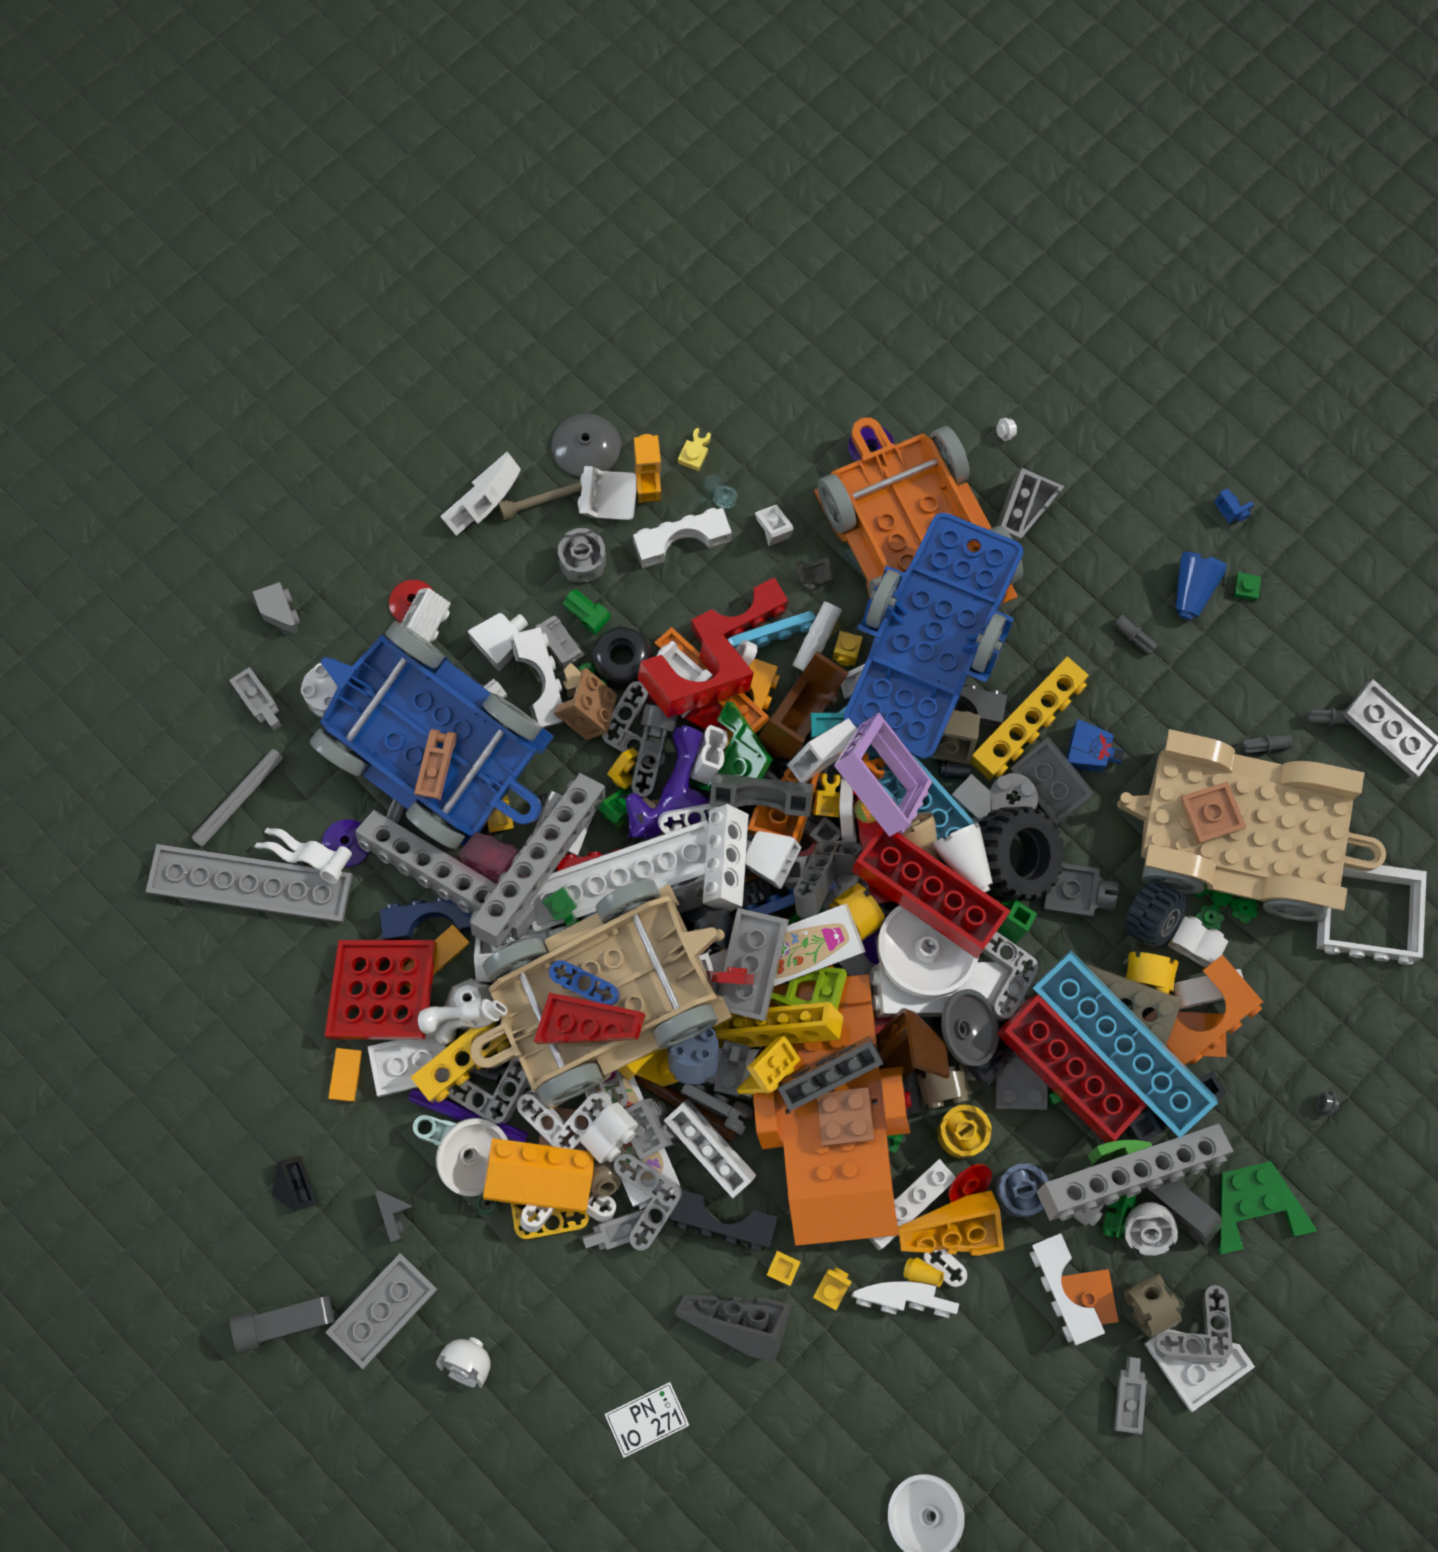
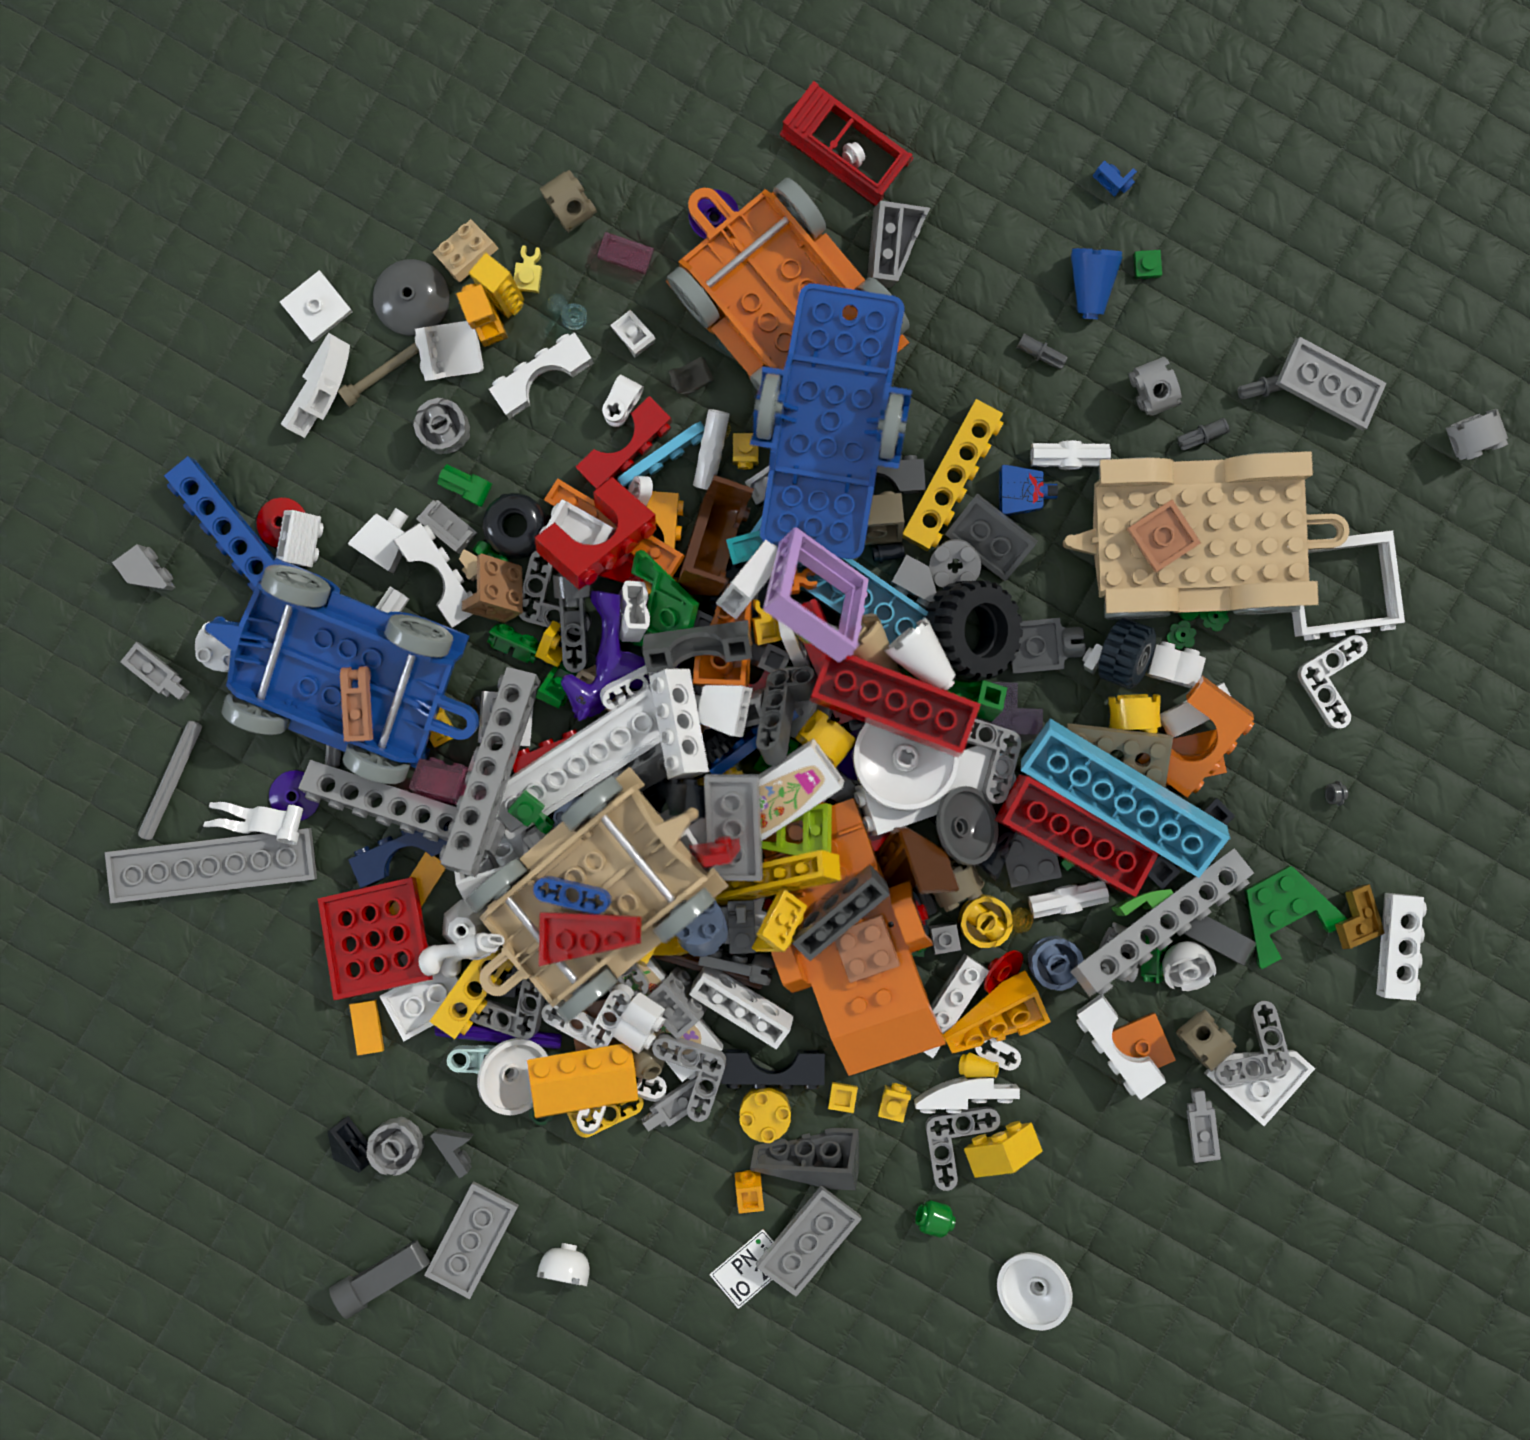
camera: 10 degrees left, 15 degrees up
(337, 1194) = (395, 1146): none -> light grey brick
(342, 538) = (190, 472): none -> blue brick
(501, 431) = (316, 306): none -> white plate
(584, 753) = (504, 637): none -> green hinge
(645, 418) = (464, 250): none -> tan plate
(667, 1338) = (749, 1191): none -> light orange bracket
(671, 445) = (498, 285): none -> yellow brick
(704, 1262) = (765, 1114): none -> yellow brick
(712, 1403) = (808, 1241): none -> light grey plate
(748, 411) = (568, 200): none -> dark tan brick
(749, 574) = (624, 397): none -> white piece
(785, 457) = (625, 253): none -> clear pink plate
(844, 1416) = (935, 1218): none -> green head
(873, 1340) = (944, 1139): none -> light grey beam
(921, 1138) = (944, 937): none -> light grey brick
(928, 1362) = (1003, 1151): none -> yellow brick
(974, 387) = (808, 116): none -> red piece
(999, 1142) = (1022, 920): none -> clear yellow plate
(1045, 953) = (1018, 719): none -> clear purple plate
(1048, 1134) = (1068, 899): none -> white piece
(1119, 915) = (1091, 659): none -> white plate
(1138, 728) = (1068, 454): none -> white piece
(1243, 688) = (1167, 389): none -> light grey brick
(1332, 1231) = (1365, 919): none -> pearl gold plate
(1338, 986) = (1323, 673): none -> white beam
(1357, 1251) = (1390, 957): none -> white brick

